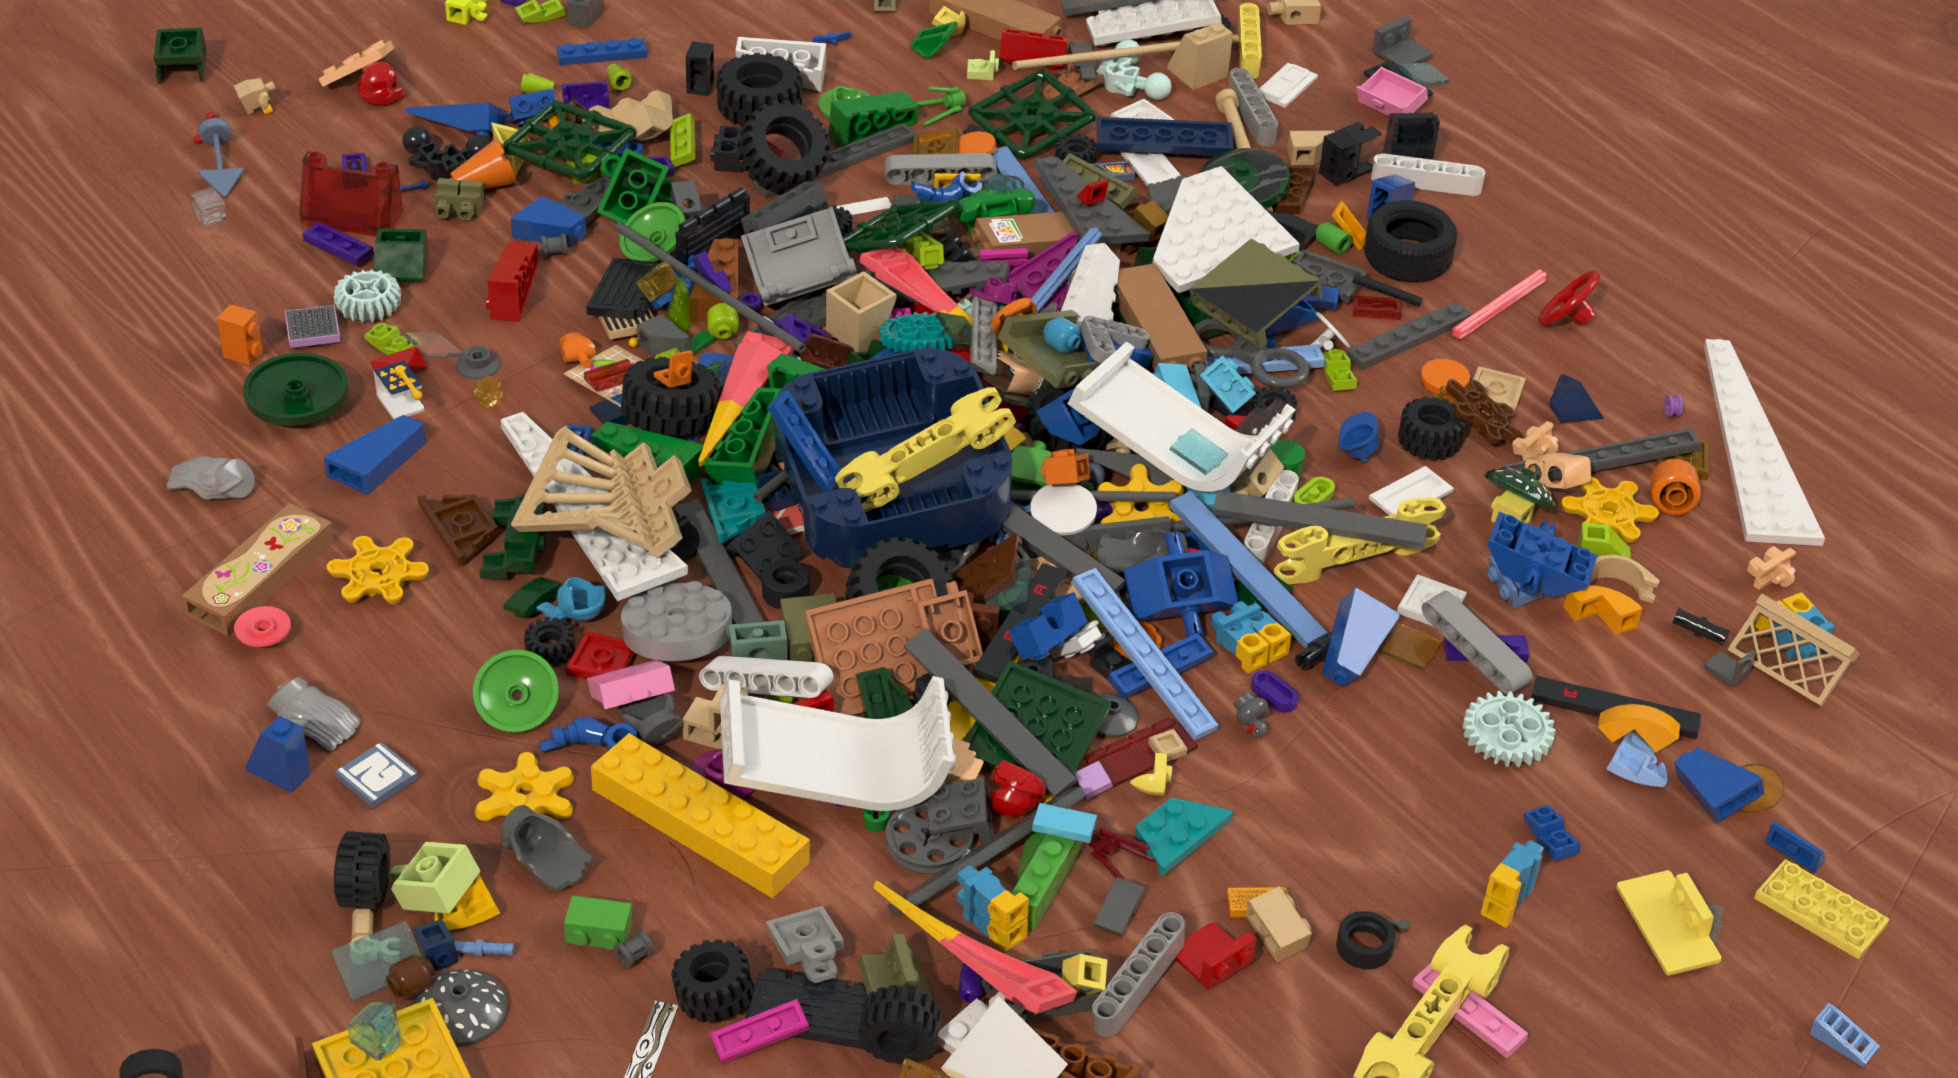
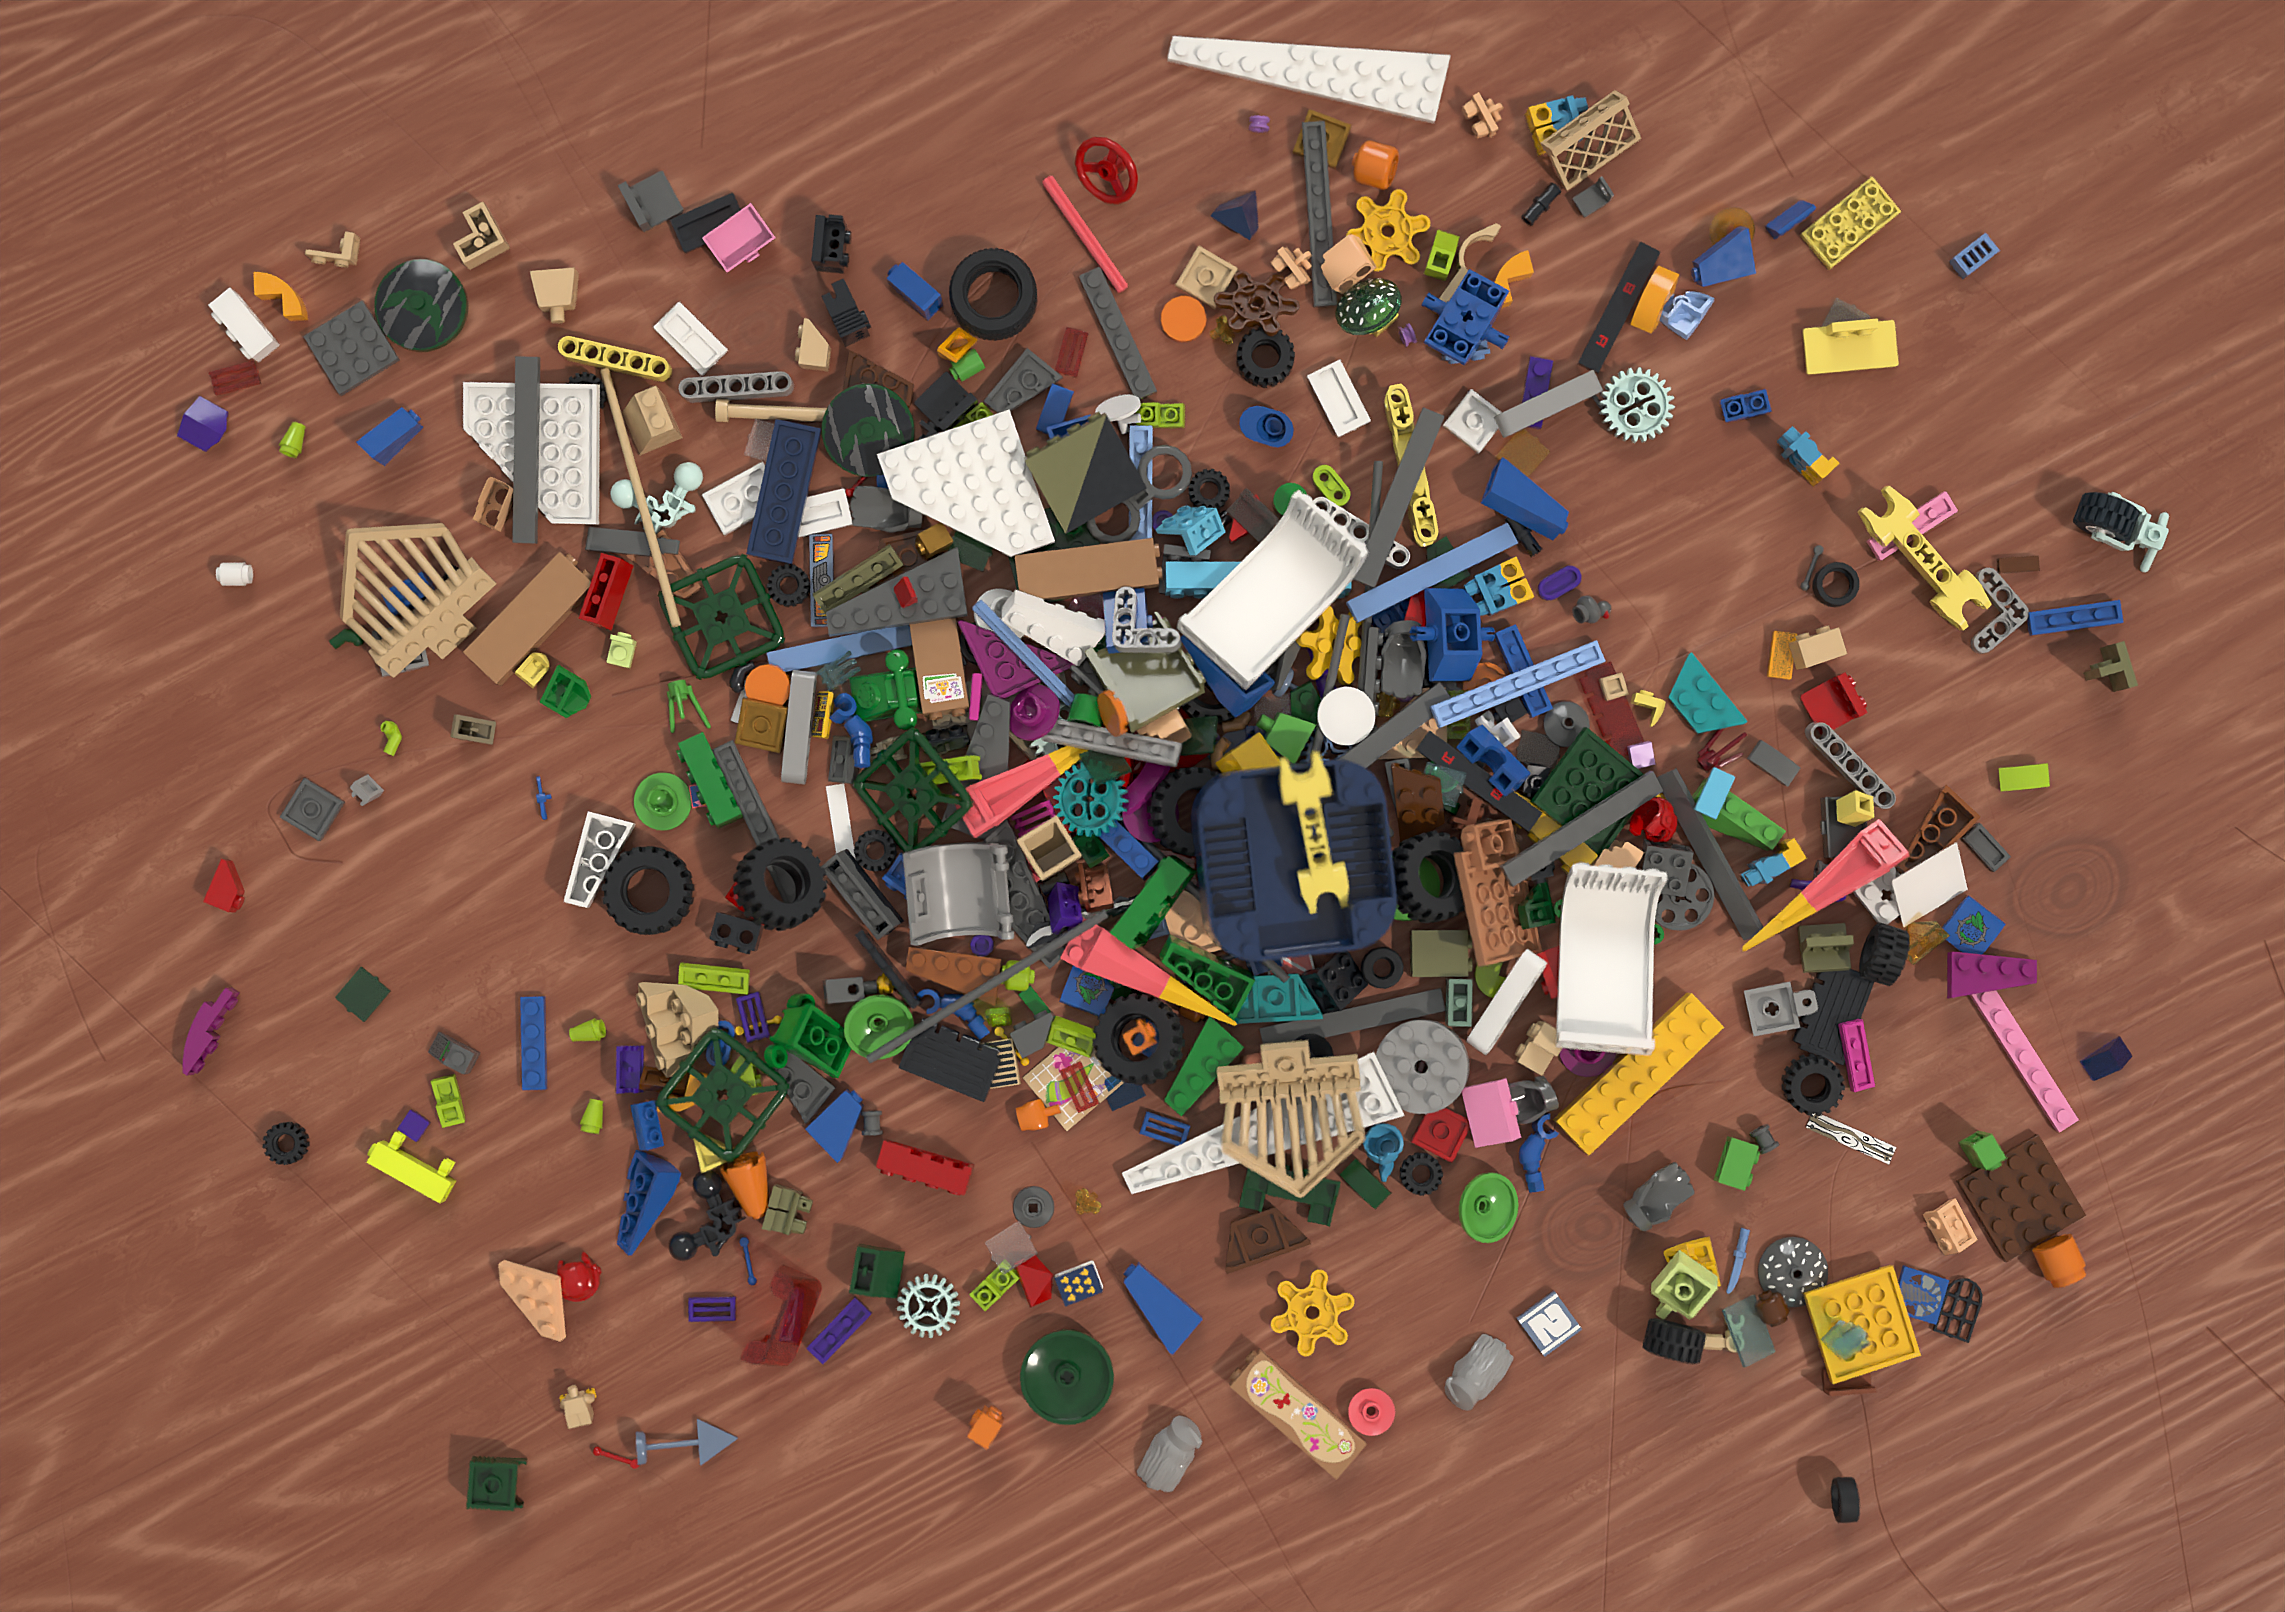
camera: 80 degrees left, 45 degrees up
(208, 206) = (763, 1455): clear brick -> none
(281, 755) = (1533, 1403): blue slope -> none
(312, 326) = (965, 1358): tile -> none
(400, 371) = (1072, 1282): yellow hinge -> none
(436, 944) = (1739, 1288): dark blue bracket -> none
(527, 776) = (1568, 1202): yellow plate -> none
(658, 281) = (964, 1034): clear yellow panel -> none
(700, 68) = (602, 946): black brick -> none
(706, 270) = (981, 979): dark purple slope -> none
(804, 440) = (1291, 937): blue plate -> none
(1062, 335) = (1131, 670): dark azure head -> none
(1065, 467) = (1313, 705): orange brick -> none
(1198, 451) = (1297, 581): clear light blue piece -> none
(1387, 290) = (1053, 342): black bar -> none
(1424, 74) = (697, 191): clear light blue piece -> none
(1431, 174) = (877, 252): white beam -> none

